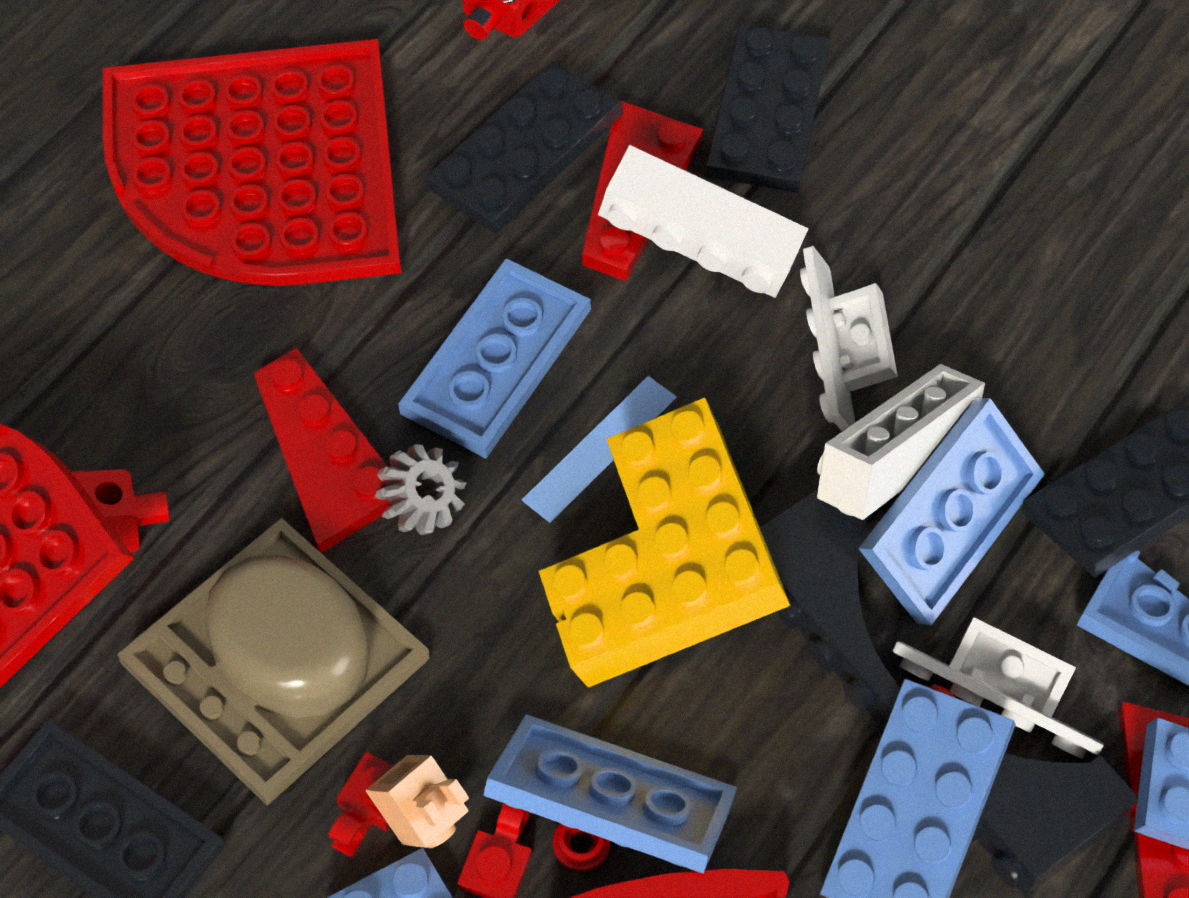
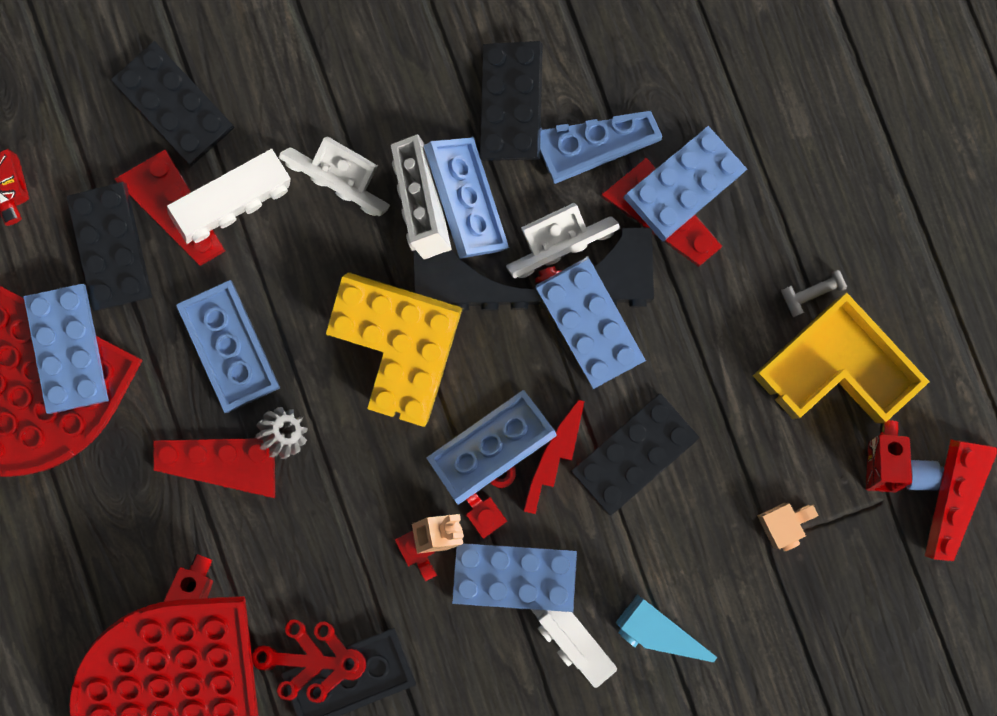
camera: 60 degrees left, 25 degrees up
(62, 690) = (313, 662): none -> red plant
(274, 659) = (317, 552): dark tan piece -> none
(349, 172) = (66, 348): none -> medium blue plate
(593, 452) = (311, 329): light blue sticker -> none

